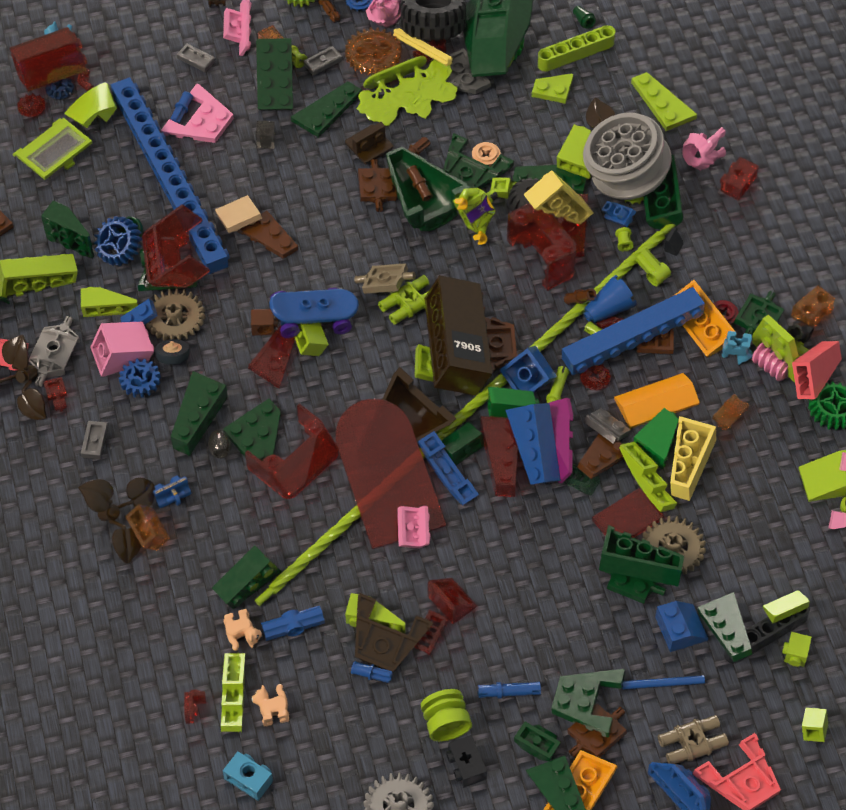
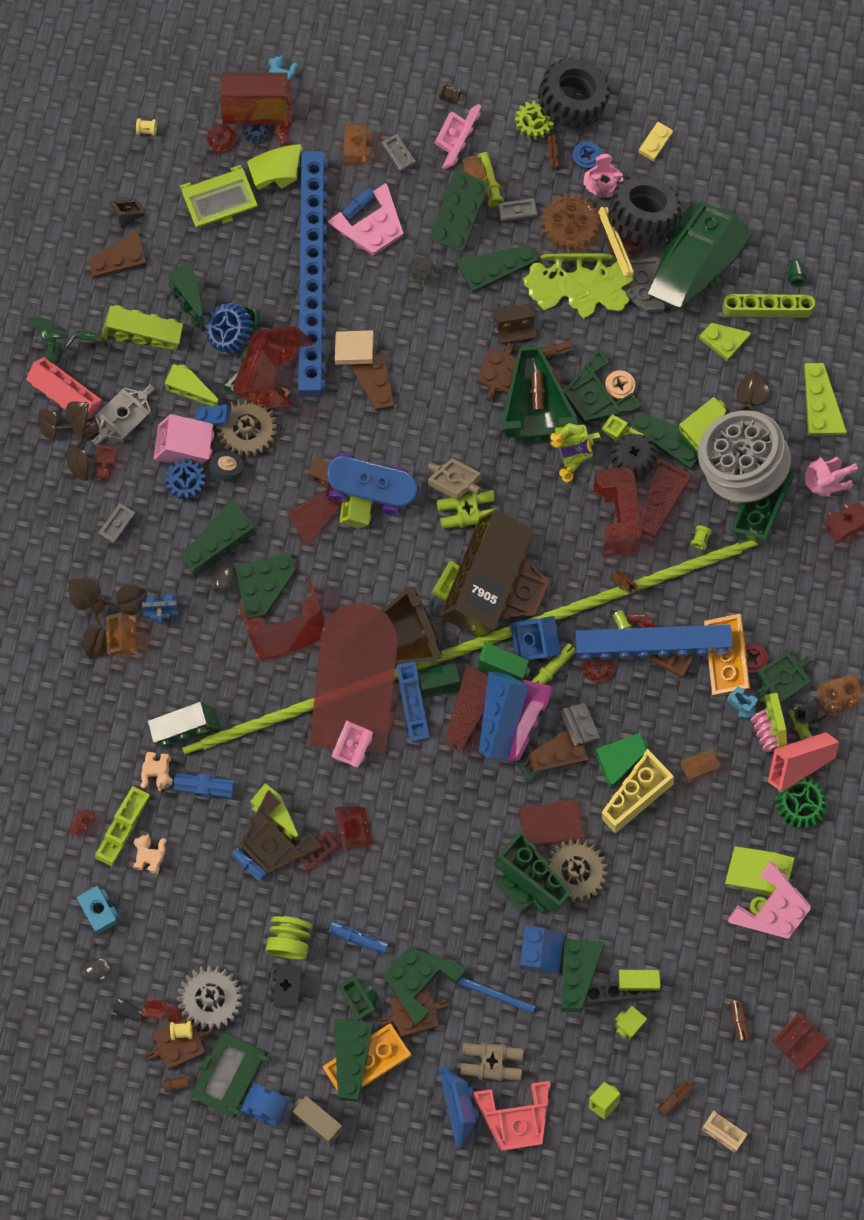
camera: 25 degrees right, 15 degrees up
(154, 63) = (355, 134): none -> clear orange brick
(558, 198) = (650, 478): light yellow wedge -> none
(610, 301) = (649, 599): blue cone -> none
(618, 213) = (708, 509): blue hips -> none
(645, 474) = (588, 794): lime slope -> none
(646, 402) = (648, 717): light orange slope -> none
(656, 271) = (712, 585): lime piece -> none
(673, 242) = (746, 562): black slope -> none

